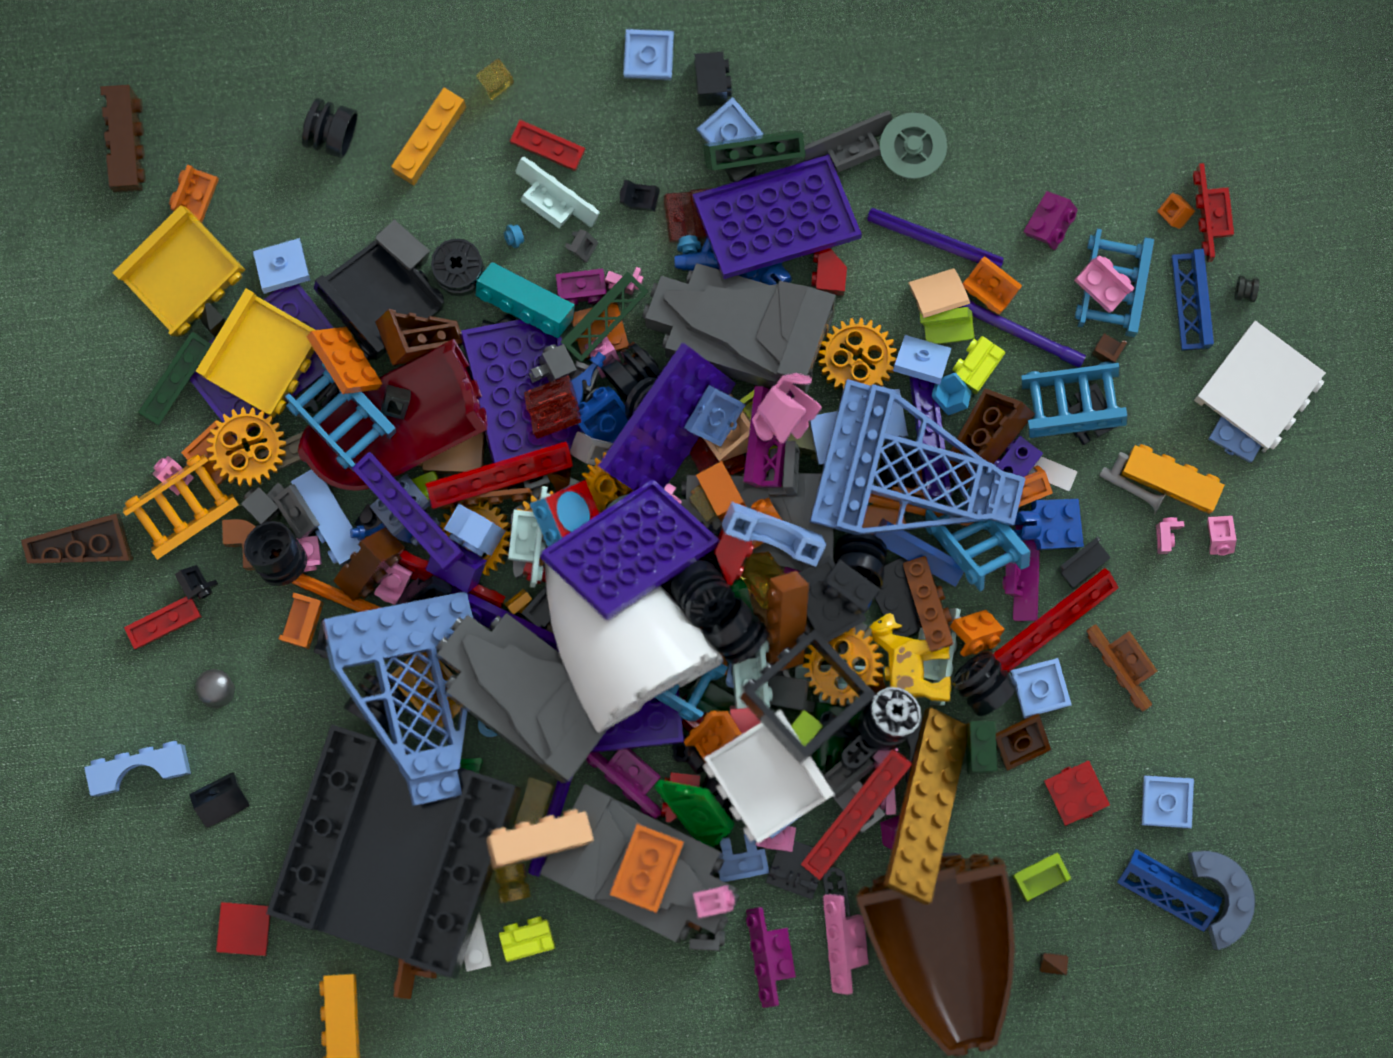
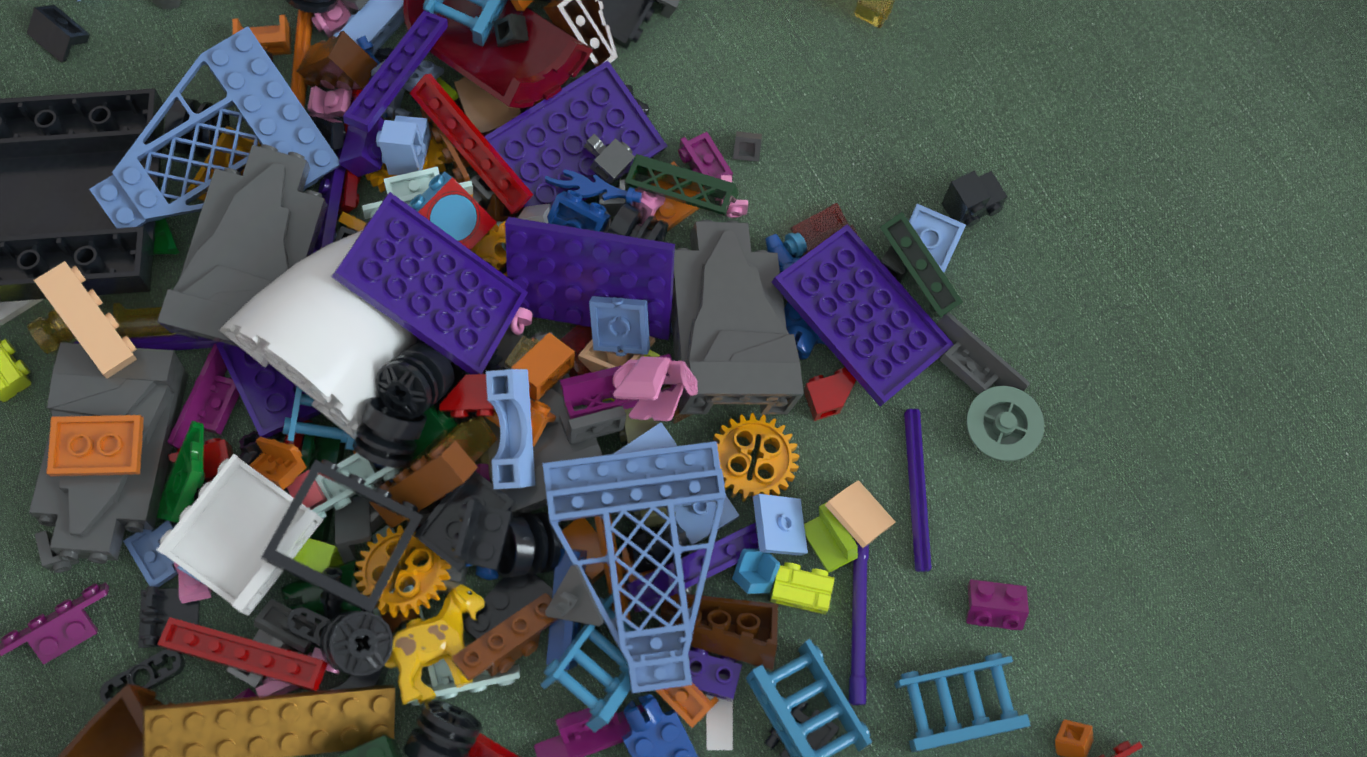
camera: 60 degrees right, 10 degrees down
(457, 280) = (672, 39): black wheel -> none
(513, 235) = (727, 80): dark azure plate -> none
(524, 300) = (665, 110): teal brick -> none
(547, 145) = (832, 77): red plate -> none
(552, 198) = (780, 101): light aqua bracket -> none
(552, 407) = (564, 169): clear red slope -> none
(639, 196) = (821, 177): black bracket -> none
(648, 54) = (969, 134): light blue plate -> none
(714, 901) = (80, 532): bright pink bracket -> none
(845, 943) = (84, 704): bright pink bracket -> none
(925, 540) = (574, 600): none -> dark grey piece
(978, 631) = (501, 707): orange bracket -> none
(991, 285) = (894, 568): orange bracket -> none
(1104, 283) = (954, 688): bright pink bracket -> none
(1108, 349) = (883, 727): reddish brown panel -> none

